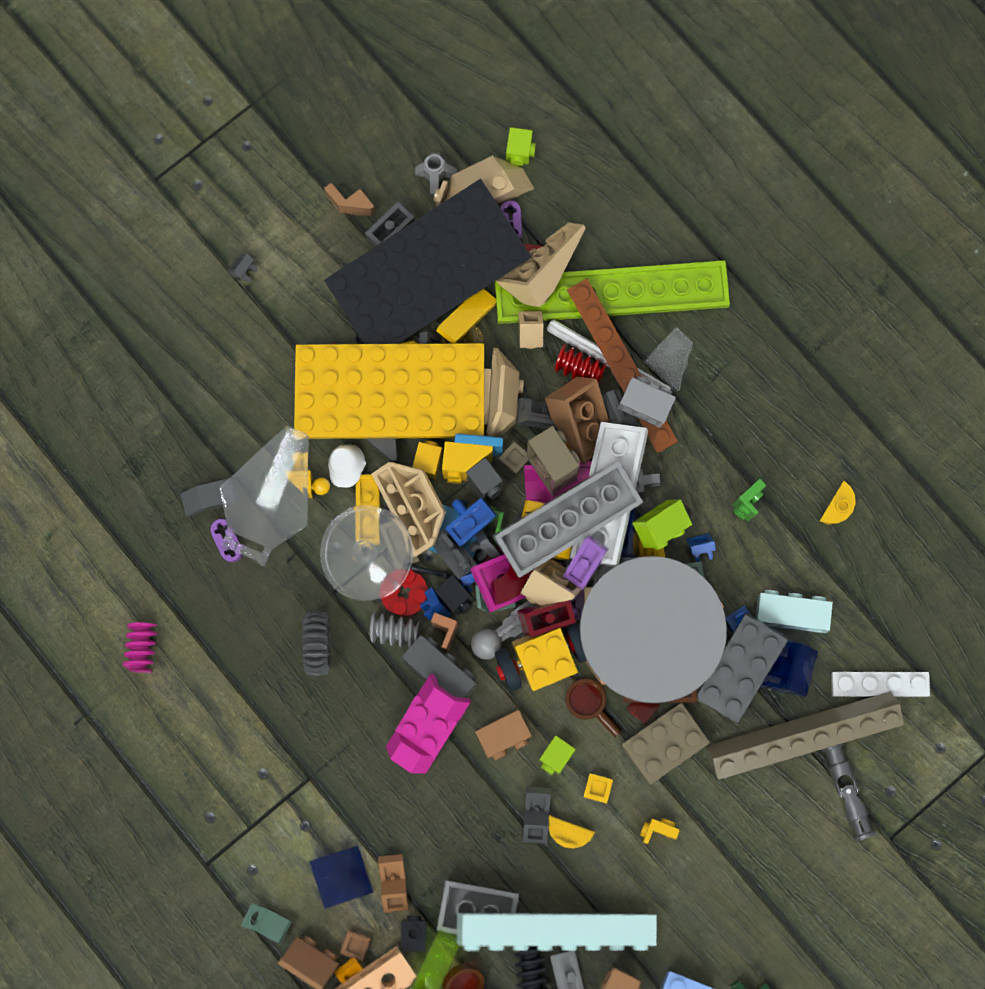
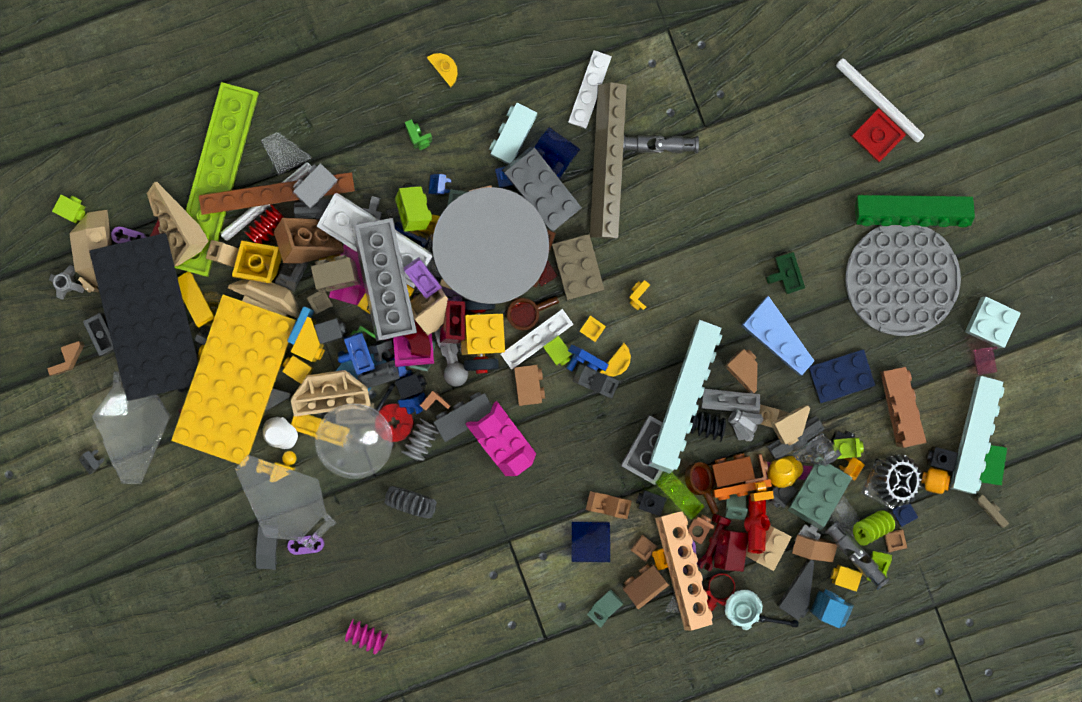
camera: 75 degrees left, 10 degrees up
(291, 298) = (130, 430): none -> clear windscreen
(534, 370) = (257, 262): none -> yellow slope
(561, 725) = (537, 339): none -> white plate
(561, 785) = (581, 356): none -> blue plate

